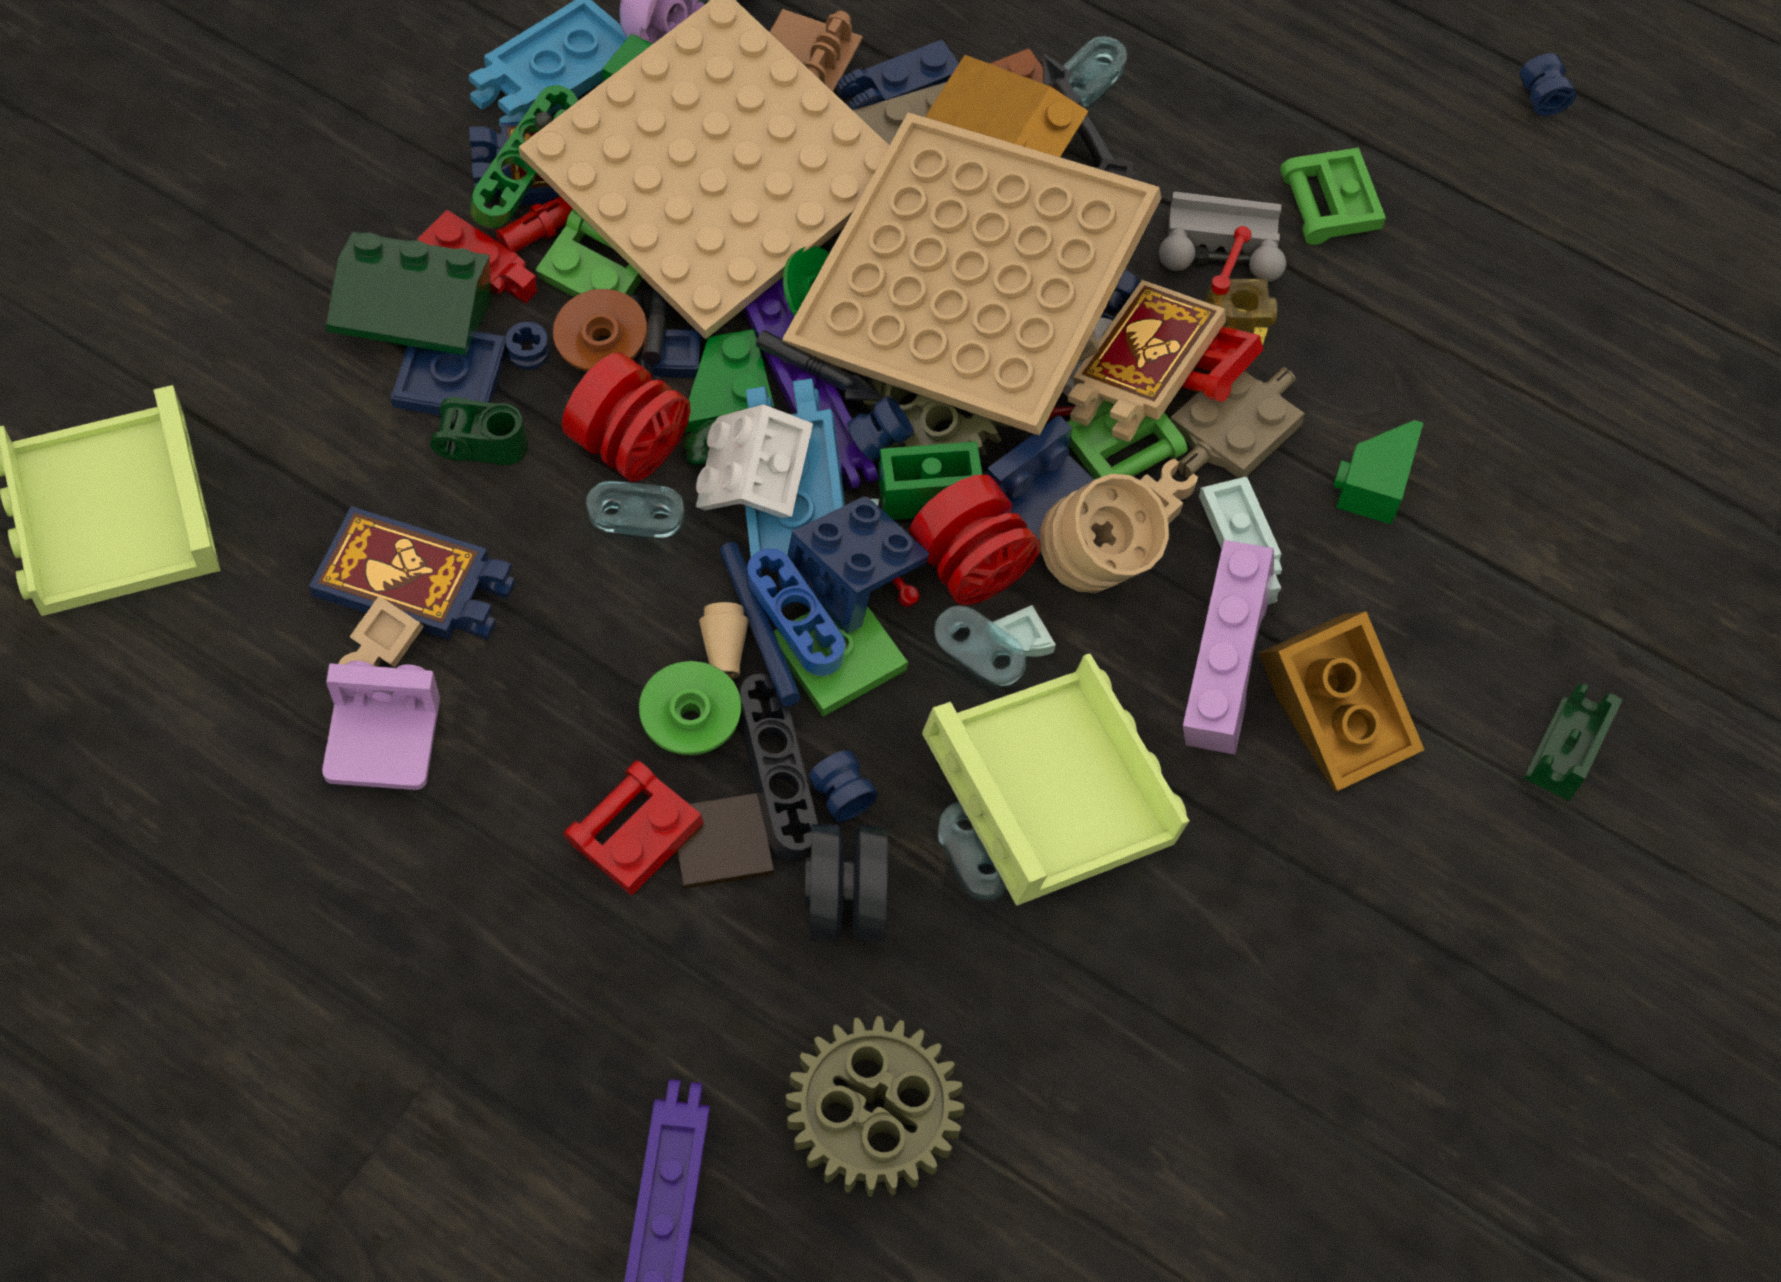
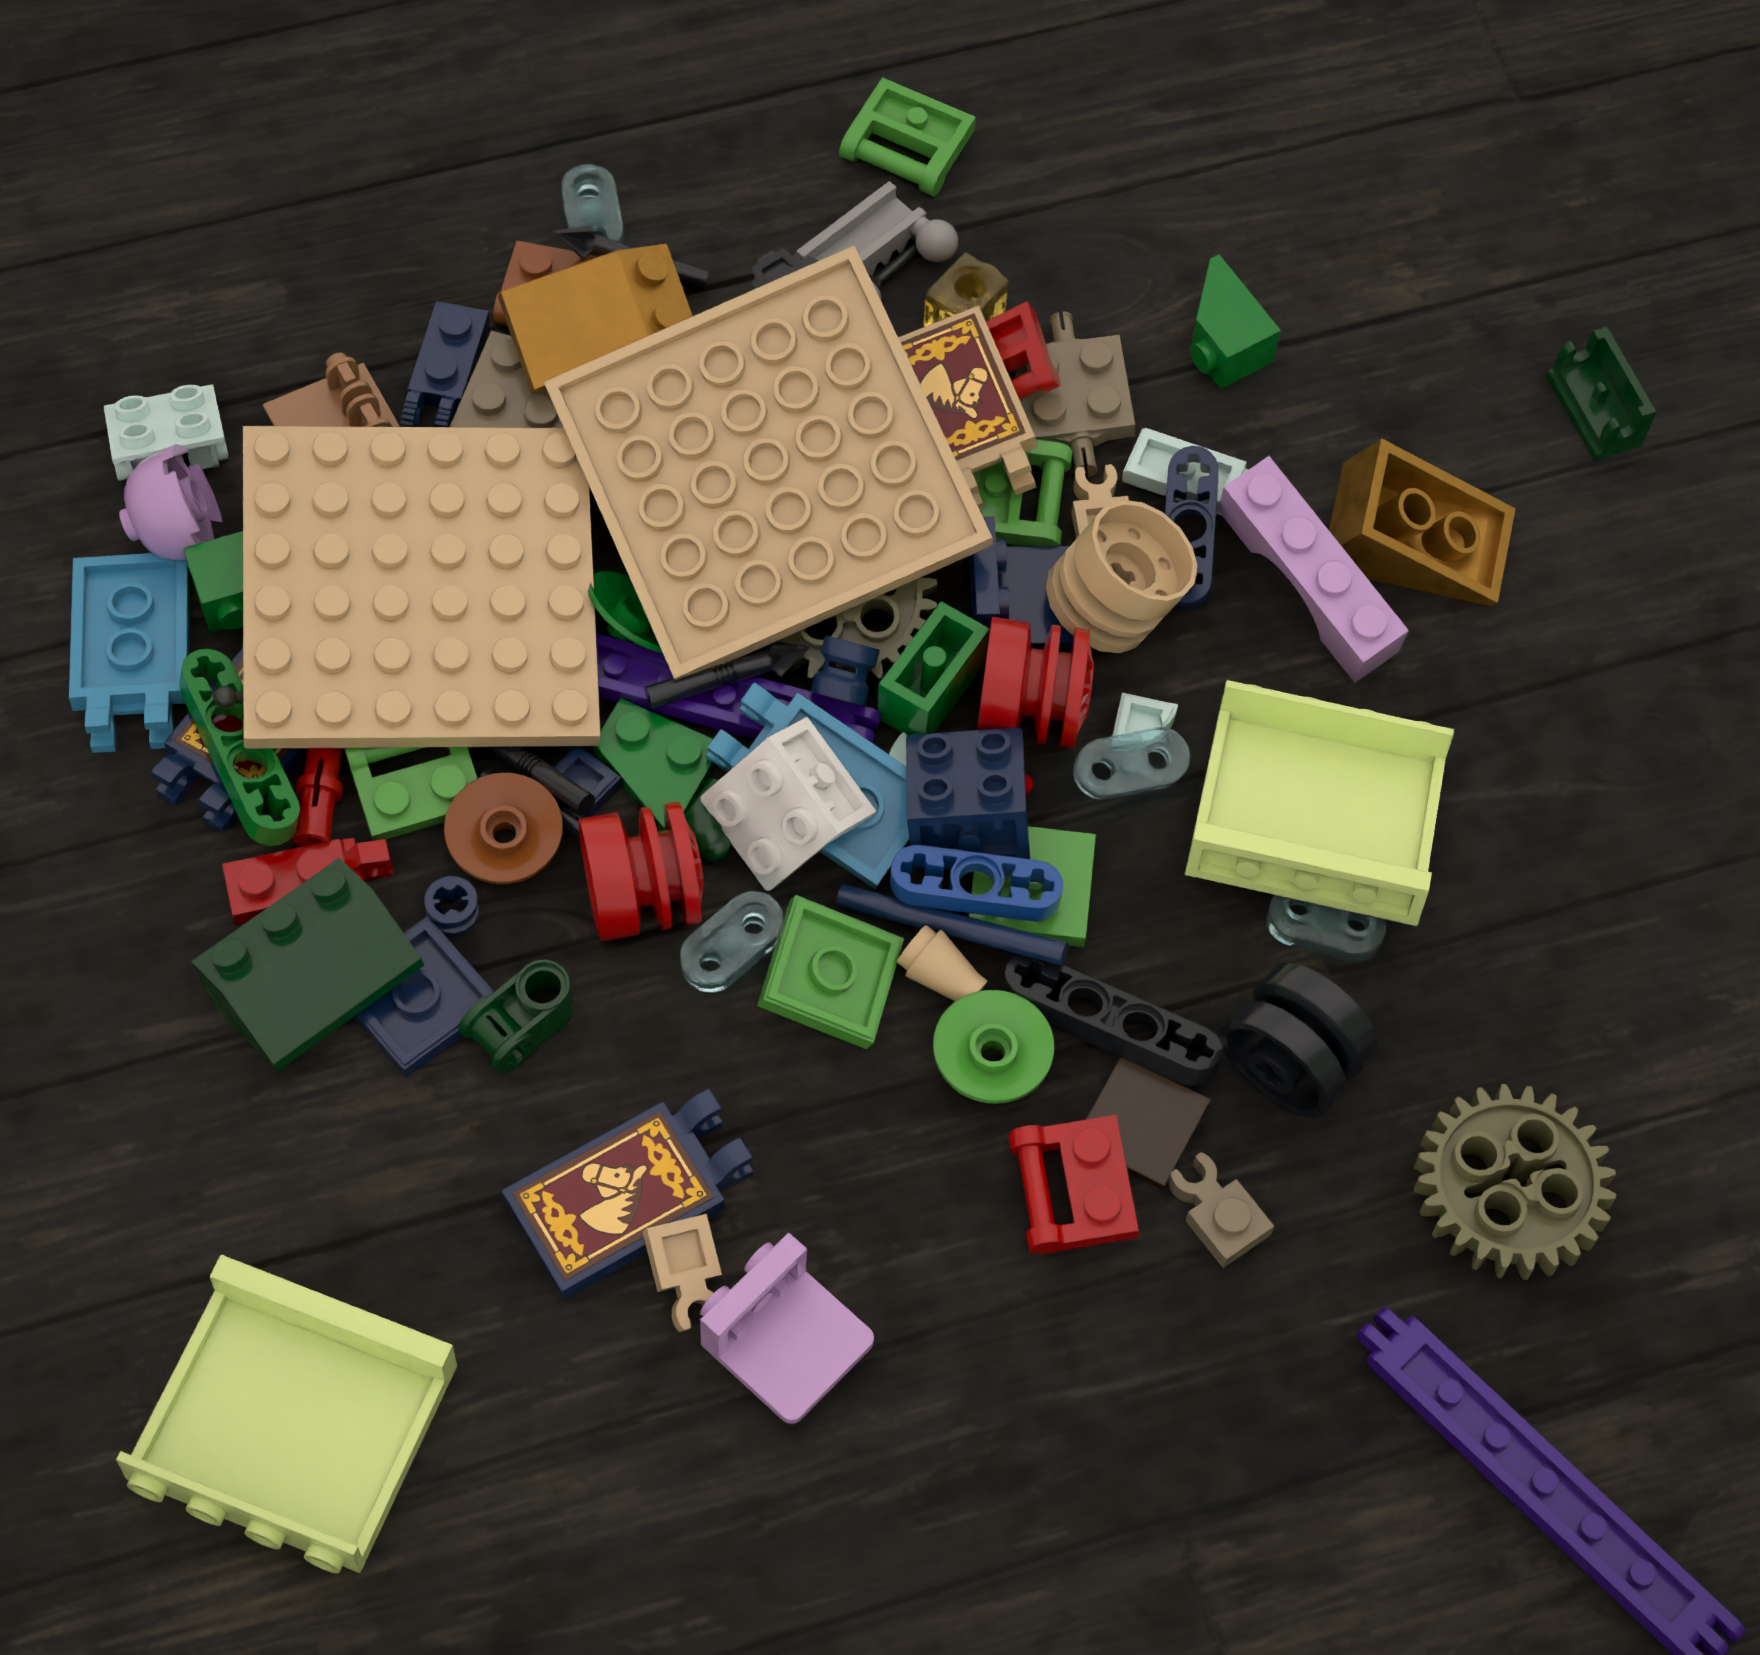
camera: 50 degrees left, 0 degrees up
(661, 577) = (830, 972): none -> bright green plate
(692, 937) = (1223, 1217): none -> dark tan plate
(842, 785) = (1181, 978): dark blue wheel -> none
(1194, 535) = (1206, 490): none -> dark blue beam
(1221, 283) = (942, 288): red hinge -> none

